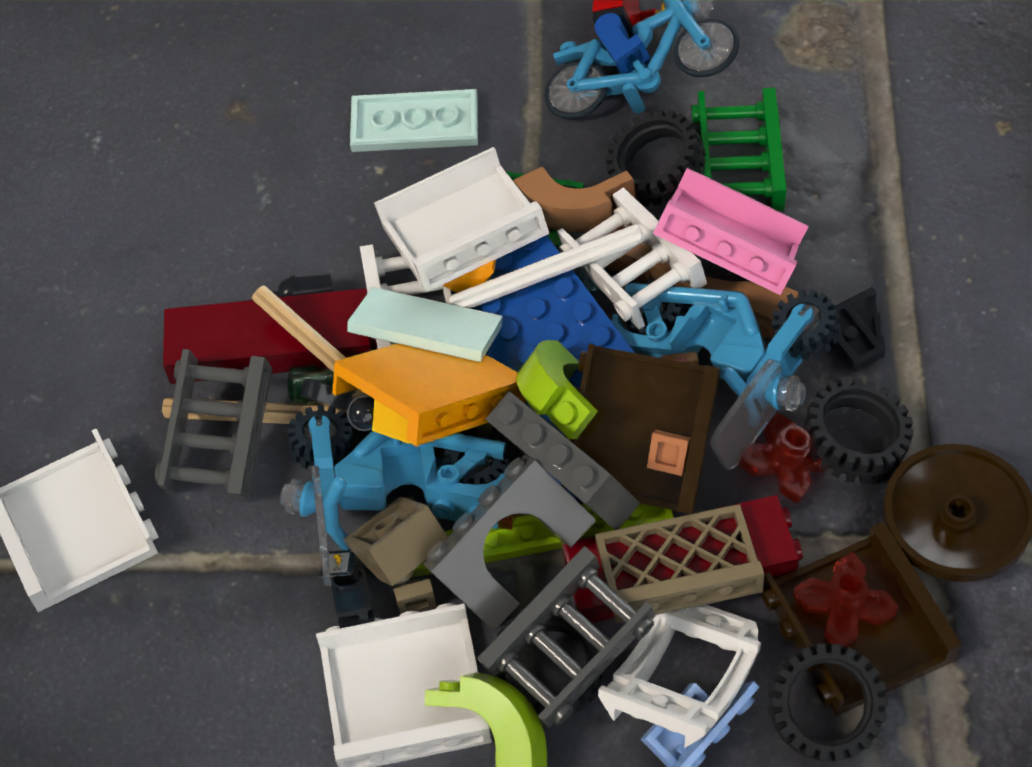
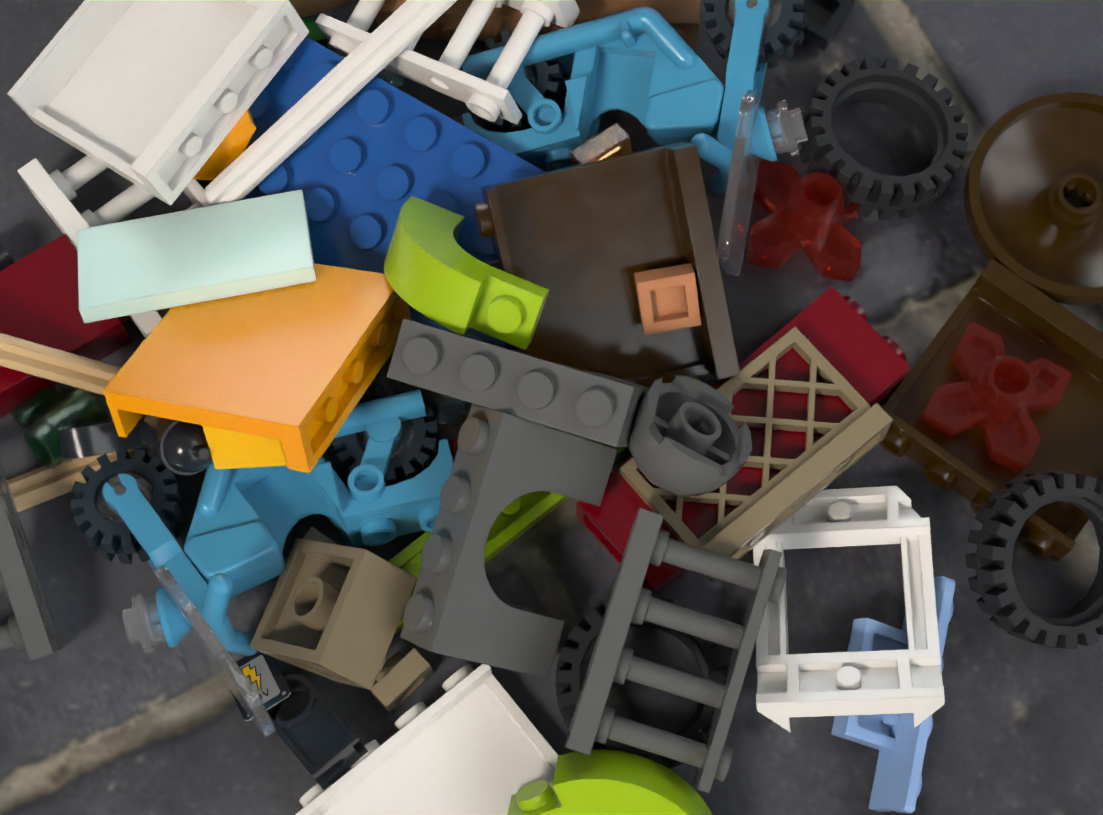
camera: 35 degrees left, 15 degrees up
(635, 525) = (687, 438): none -> dark grey cylinder

